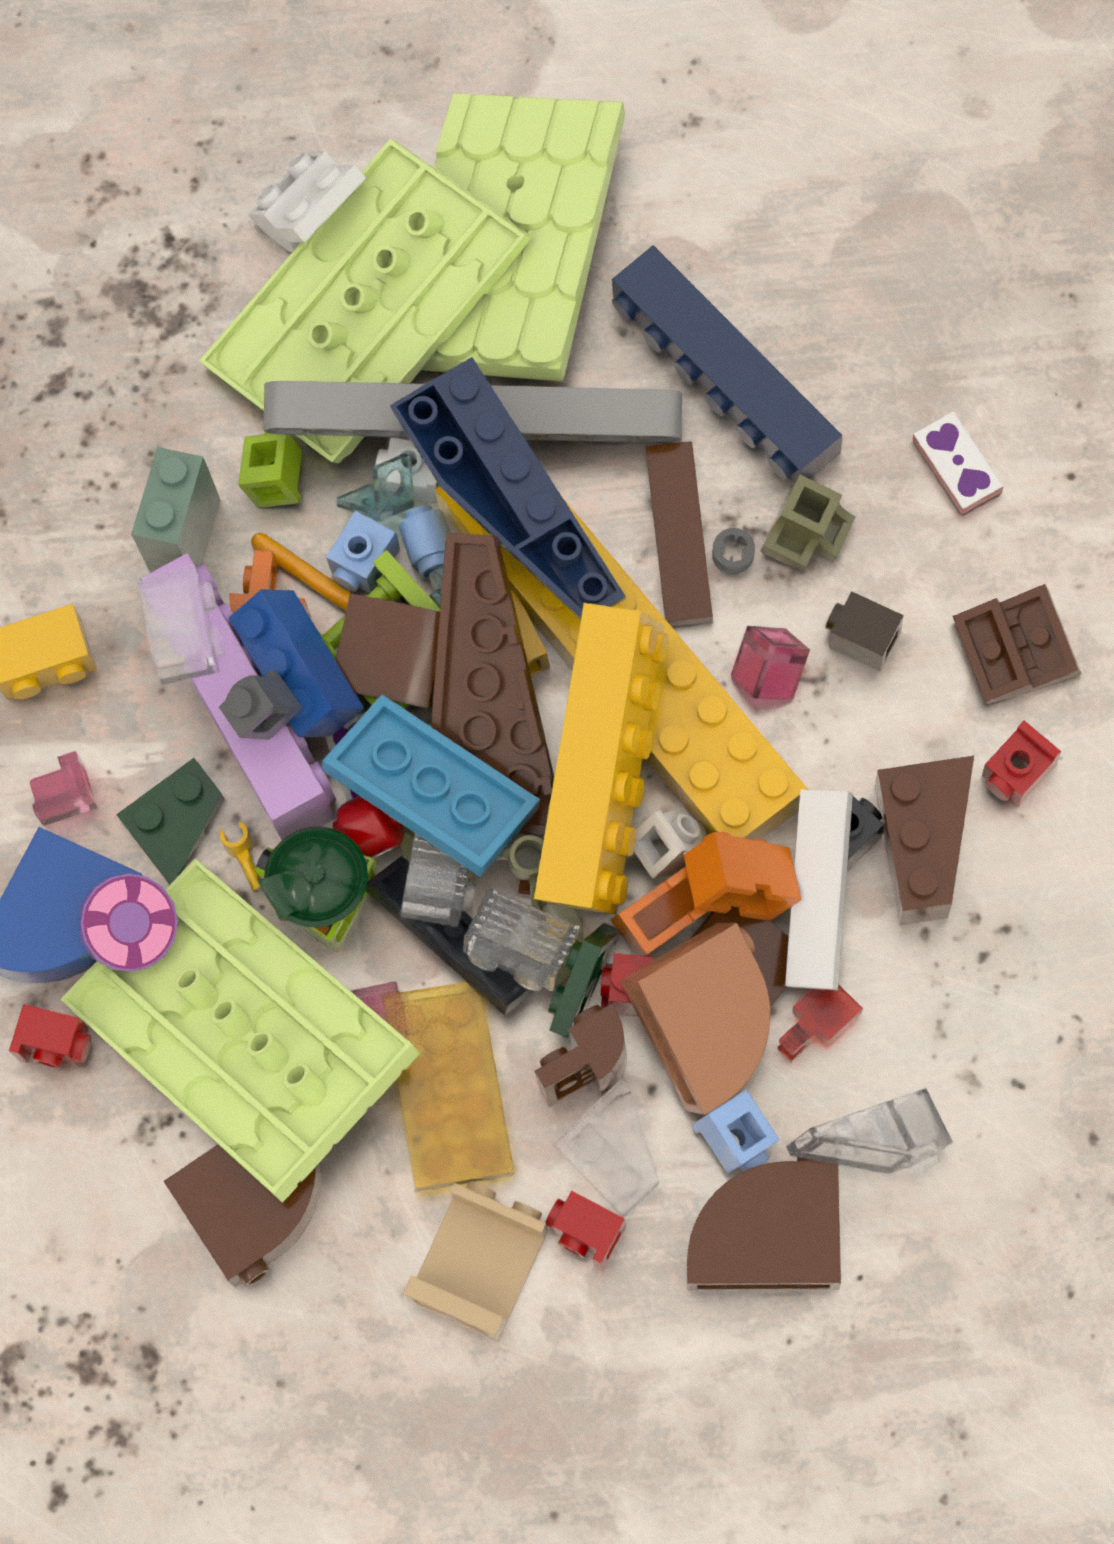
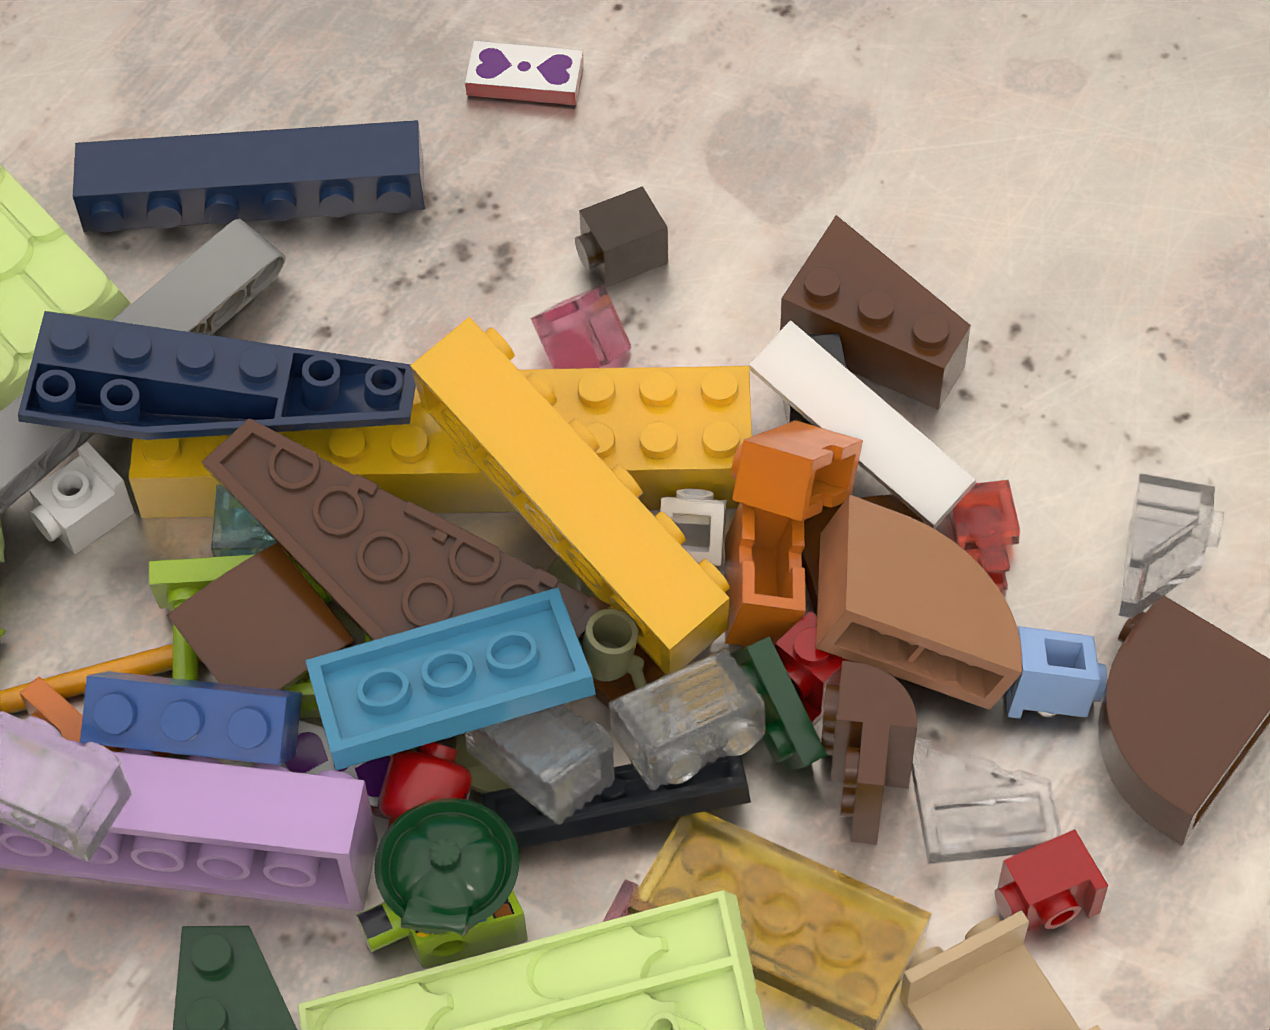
camera: 60 degrees left, 15 degrees down
(241, 851) = (331, 955): yellow hand -> none
(254, 700) = (217, 759): dark grey brick -> none
(355, 551) = (121, 604): light blue brick -> none
(374, 499) = (90, 551): clear light blue bracket -> none
(424, 538) = (165, 533): light blue brick -> none
(679, 534) = (350, 313): reddish brown tile -> none
(737, 536) = (439, 311): dark grey bush -> none
(808, 524) = (471, 211): olive brick -> none
(1016, 645) = (744, 138): reddish brown slope -> none
(1034, 750) = (868, 198): red brick -> none

